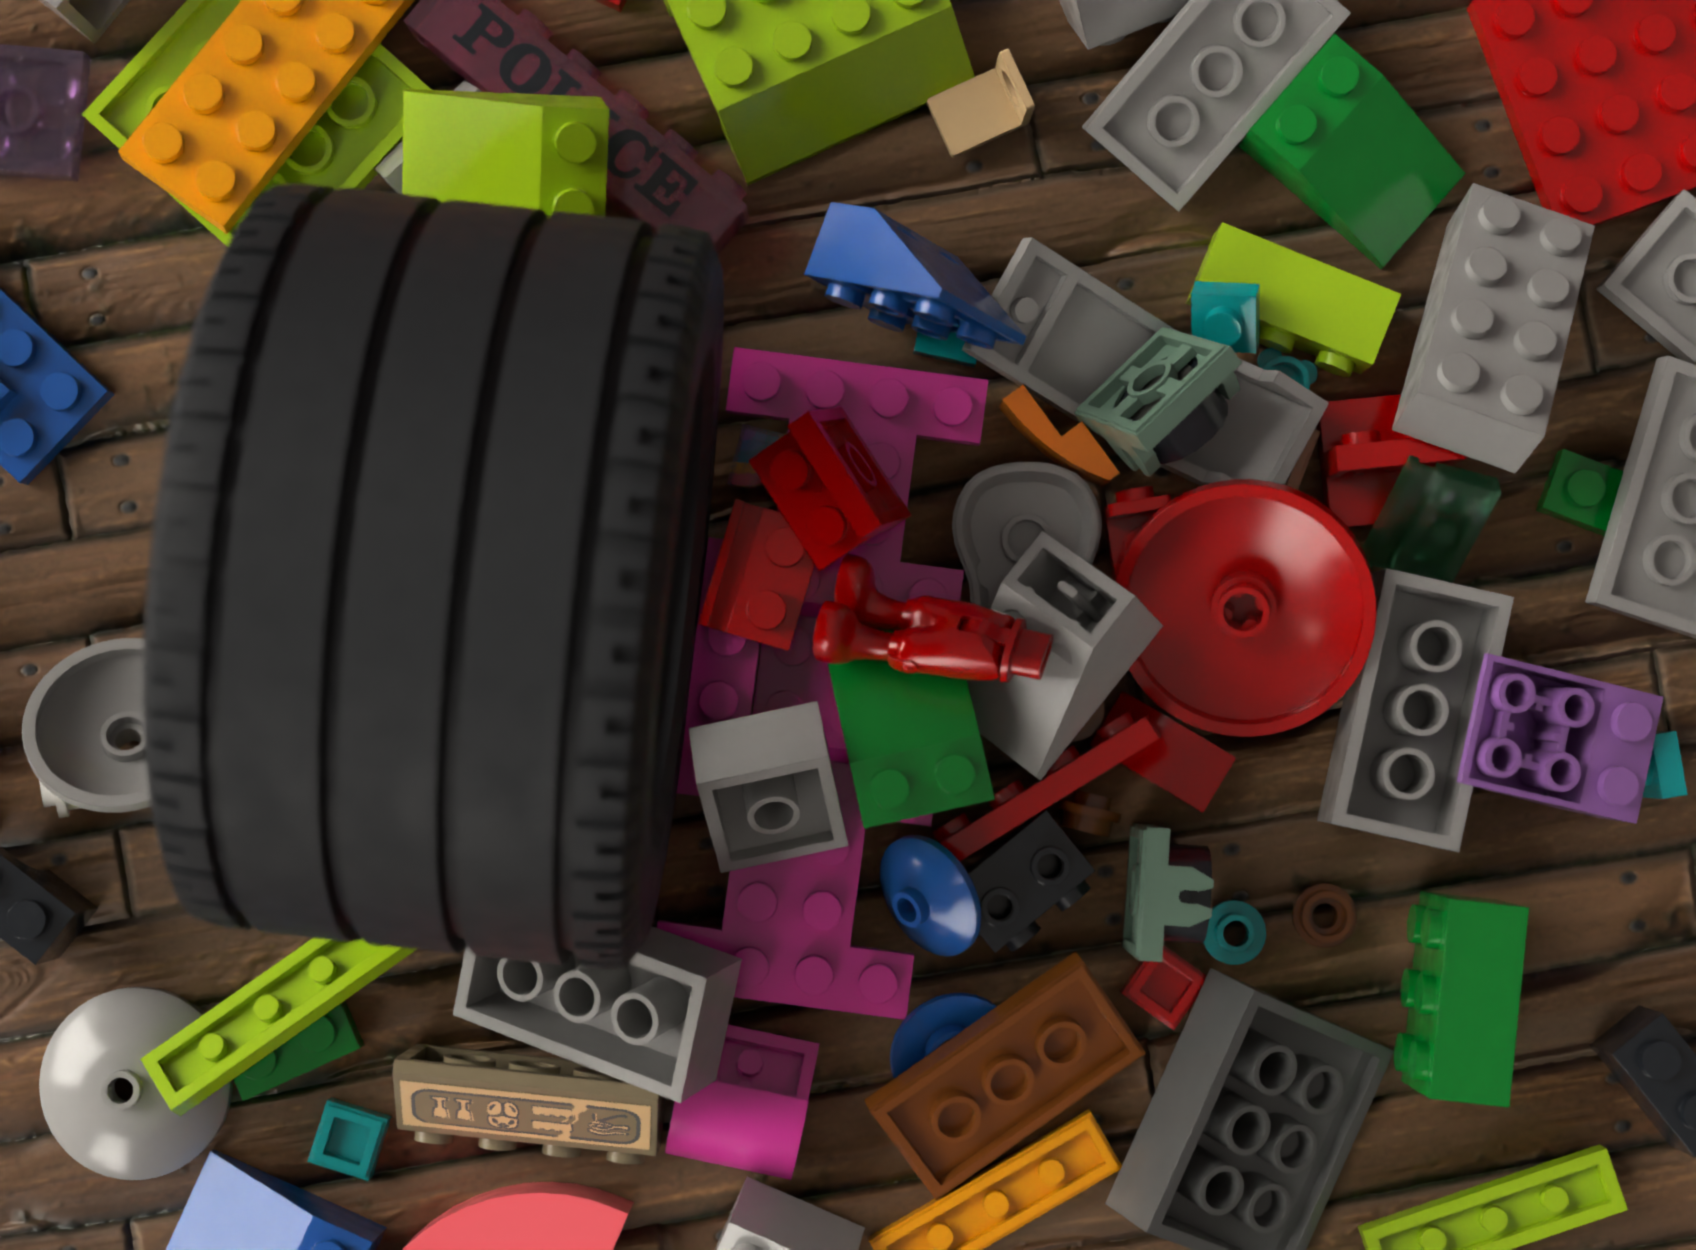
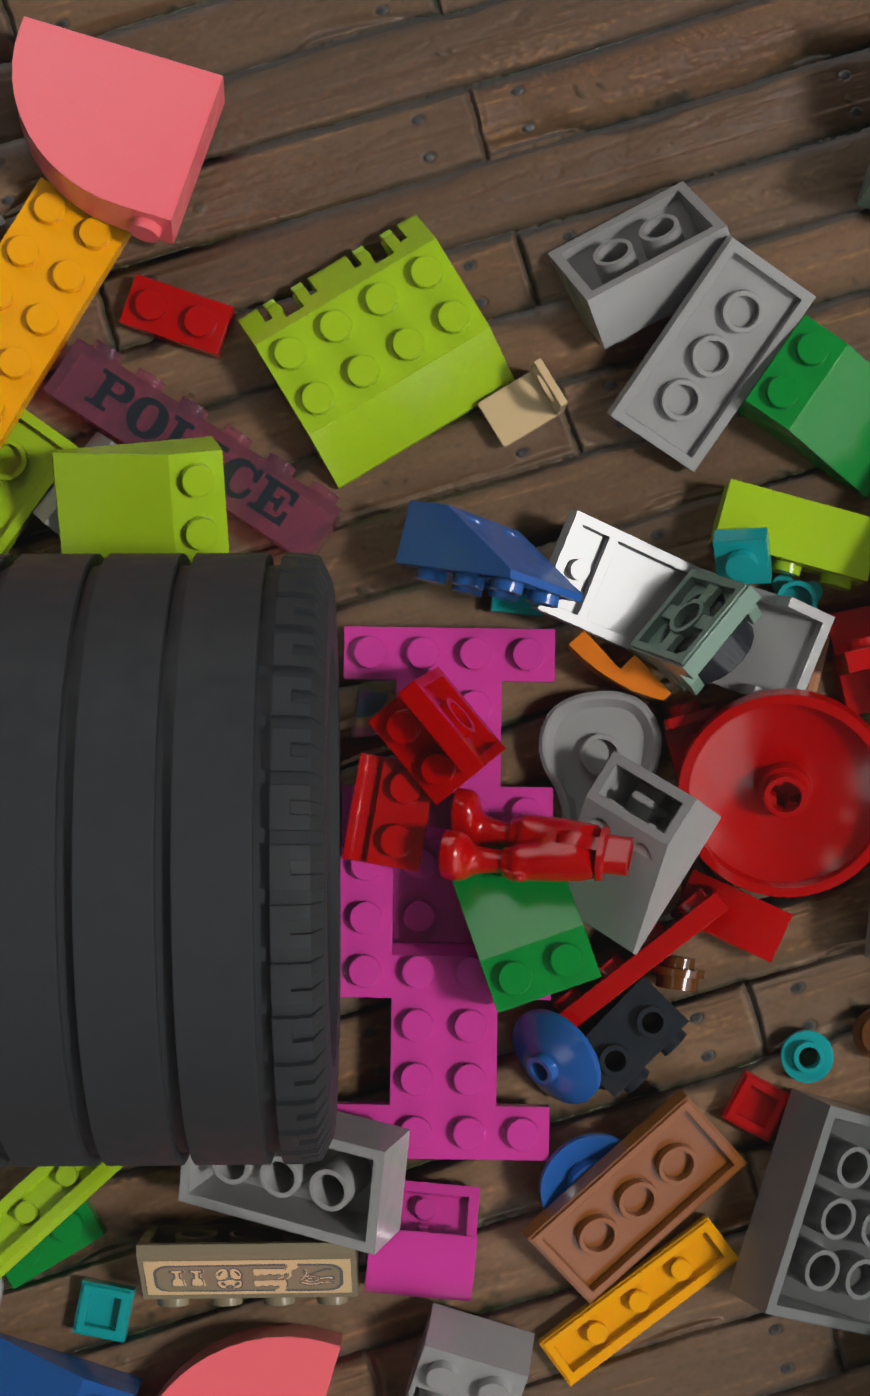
camera: 10 degrees left, 0 degrees up
(767, 786) = (414, 985): light grey slope -> none
(1165, 892) = (747, 1032): sand green piece -> none

